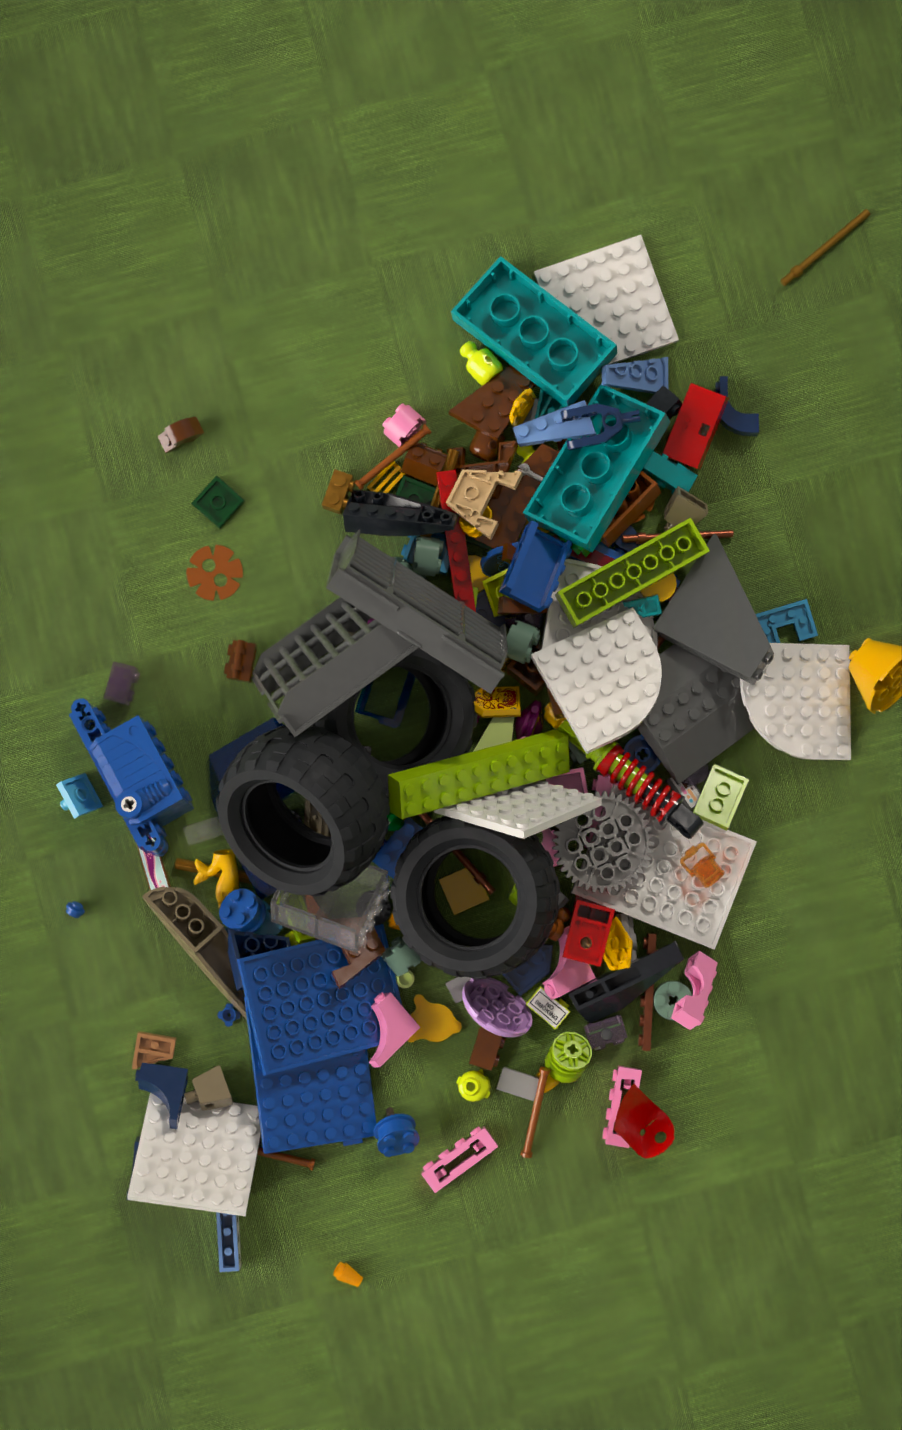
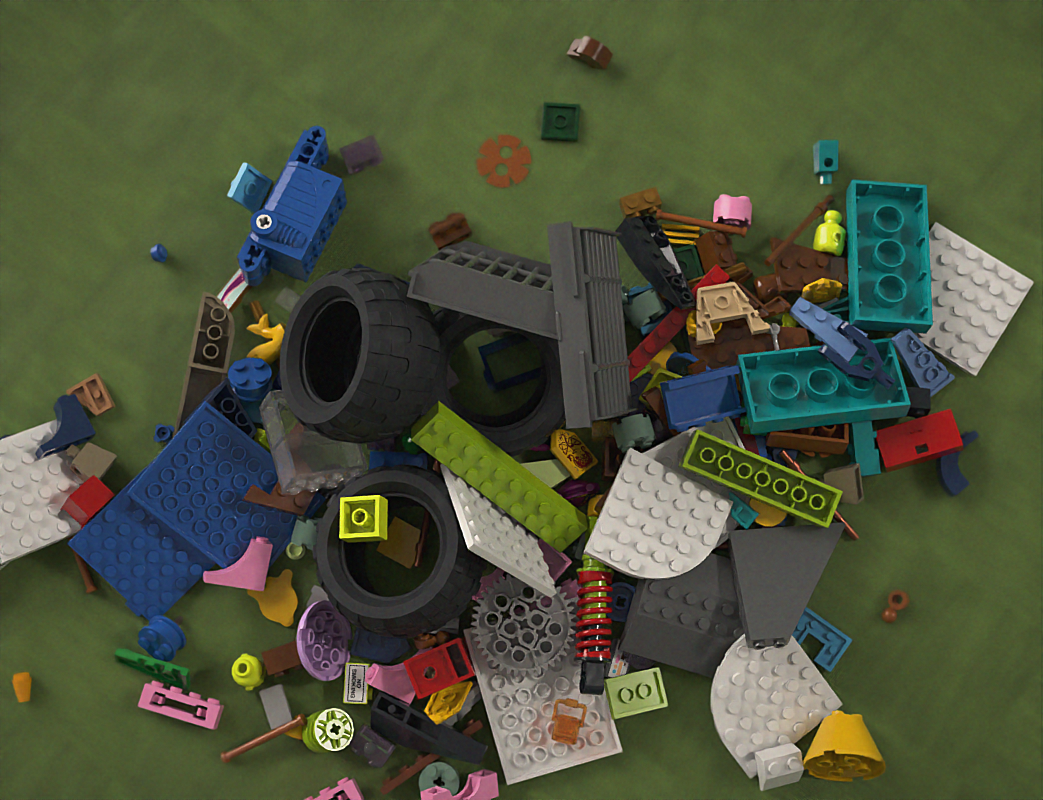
camera: 50 degrees right, 5 degrees down
(243, 1113) = (87, 500): none -> red piece
(413, 311) = (826, 152): none -> teal torso
(414, 1158) = (158, 669): none -> green wing
(433, 902) = (363, 518): none -> neon yellow brick
(453, 354) = (818, 211): none -> reddish brown bar
(809, 555) = (889, 614): none -> dark orange plate
(858, 730) = (779, 766): none -> white slope

